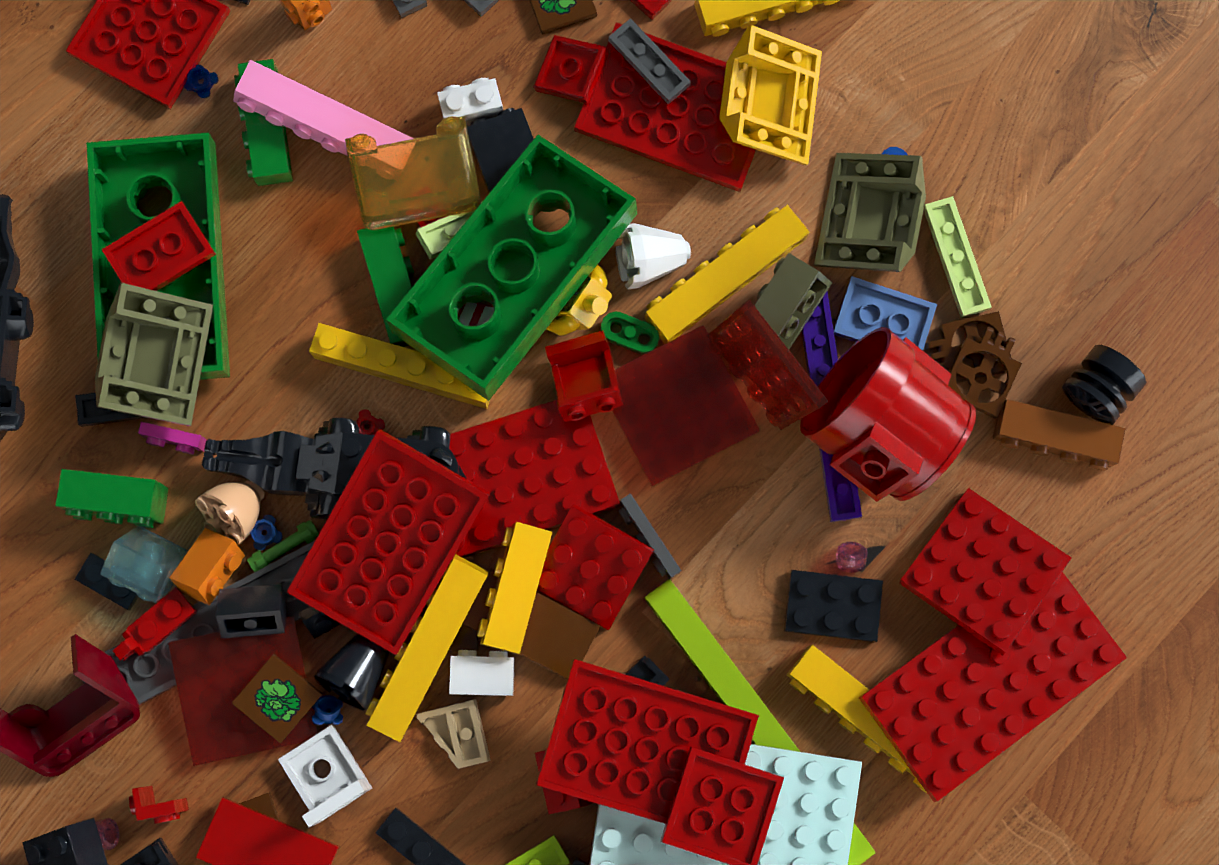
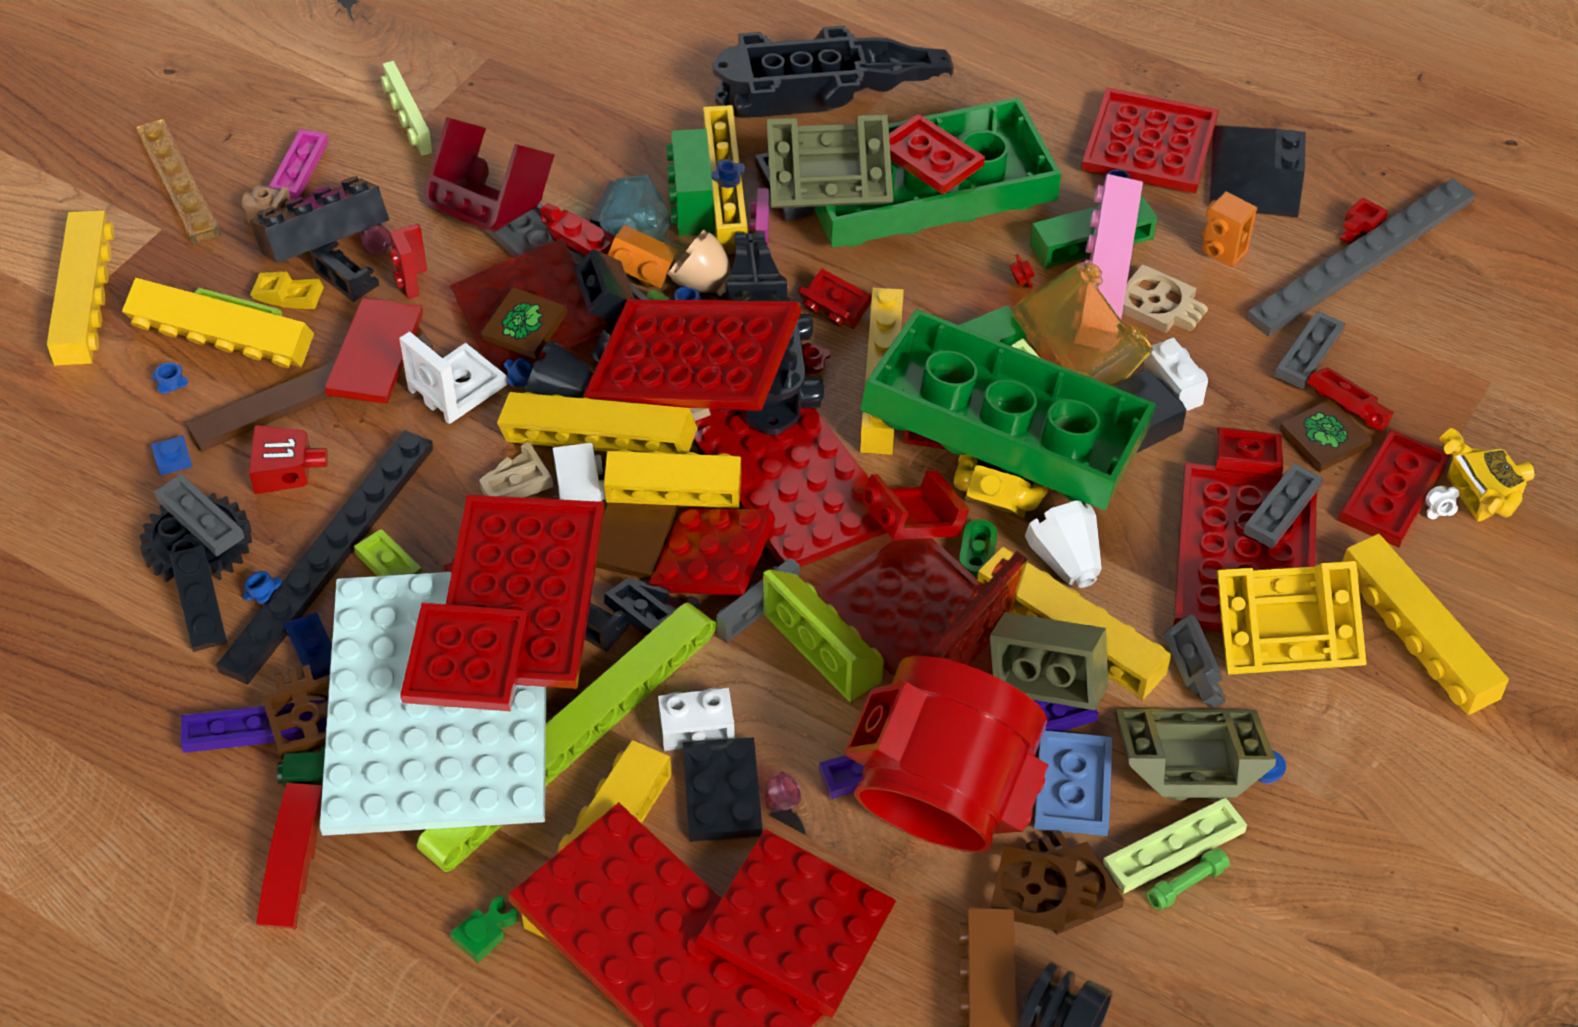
camera: 85 degrees right, 30 degrees down
(52, 455) = (727, 202): none -> yellow brick
(135, 458) = (728, 173): none -> clear blue plate
(299, 389) = (835, 298): none -> red bracket
(303, 204) = (1022, 271): none -> red plate
(380, 72) = (1183, 315): none -> tan piece
(635, 634) = (644, 604): none -> black wing
(702, 488) = (821, 634): none -> lime slope
(765, 614) = (695, 717): none -> white brick
(784, 185) = (1195, 660): none -> dark grey hinge
(935, 827) = (482, 932): none -> green plate
(976, 233) = (1164, 893): none -> bright green bar

